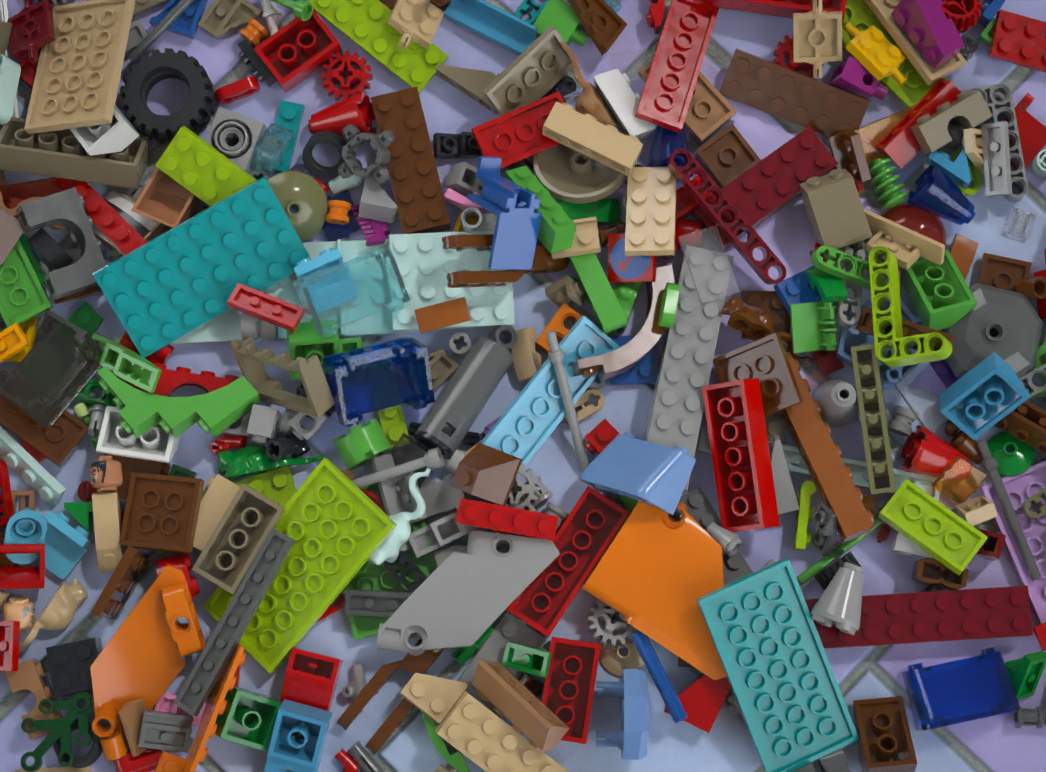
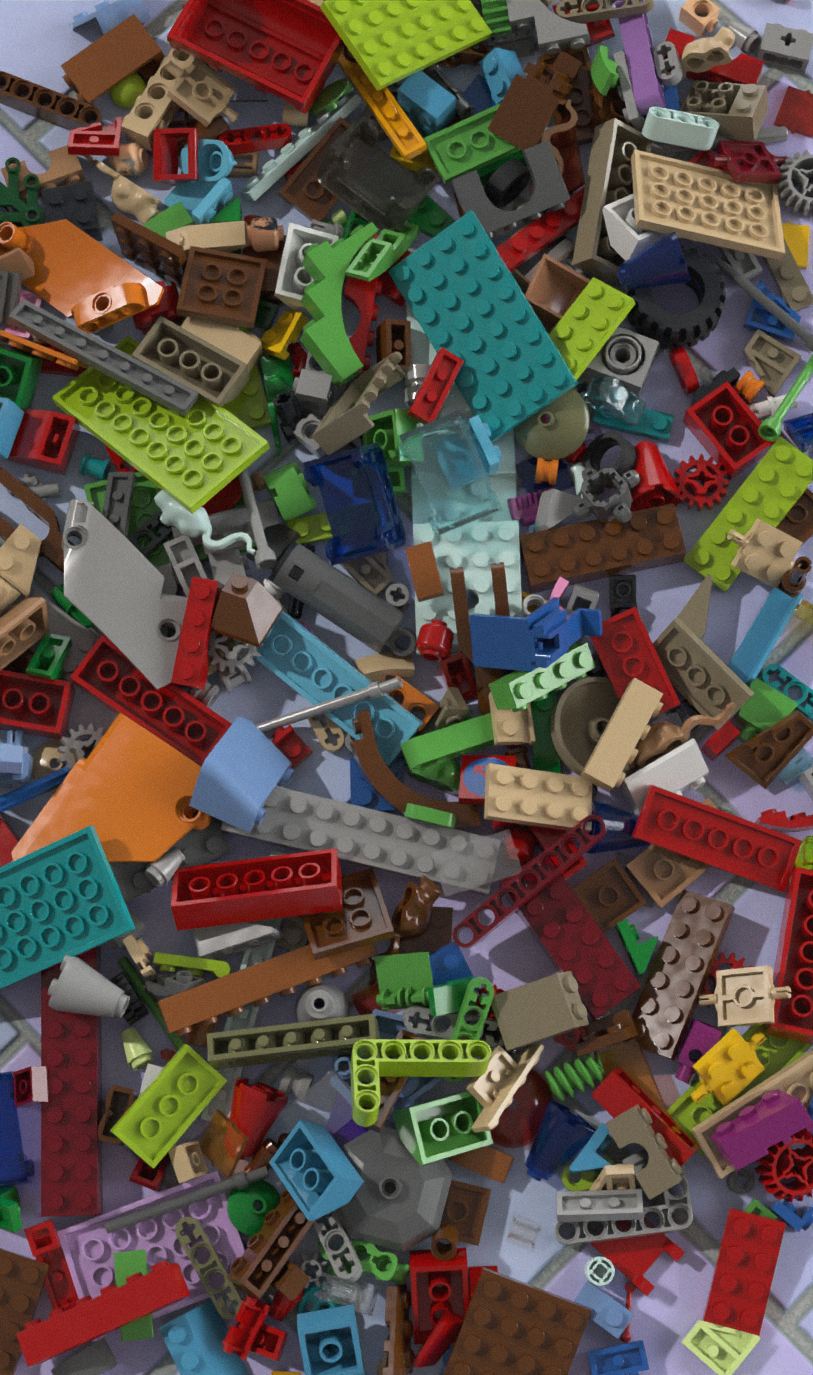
camera: 90 degrees right, 5 degrees down
(88, 574) = (169, 220): none -> bright green slope
(146, 106) = (655, 265): none -> clear blue cone
(203, 456) = (285, 331): none -> yellow wing
(214, 353) = (393, 337): none -> reddish brown brick
(336, 631) = (94, 467): none -> teal bush
(508, 304) = (435, 641): none -> red head
(531, 289) = (457, 673): none -> red slope
(588, 60) = (720, 740): none -> red piece
(776, 131) = (637, 953): none -> green slope
(798, 560) = (140, 955): none -> tan plate
(879, 563) = (136, 1049): none -> yellowish green cone
(921, 651) = (30, 1086): none -> dark red piece

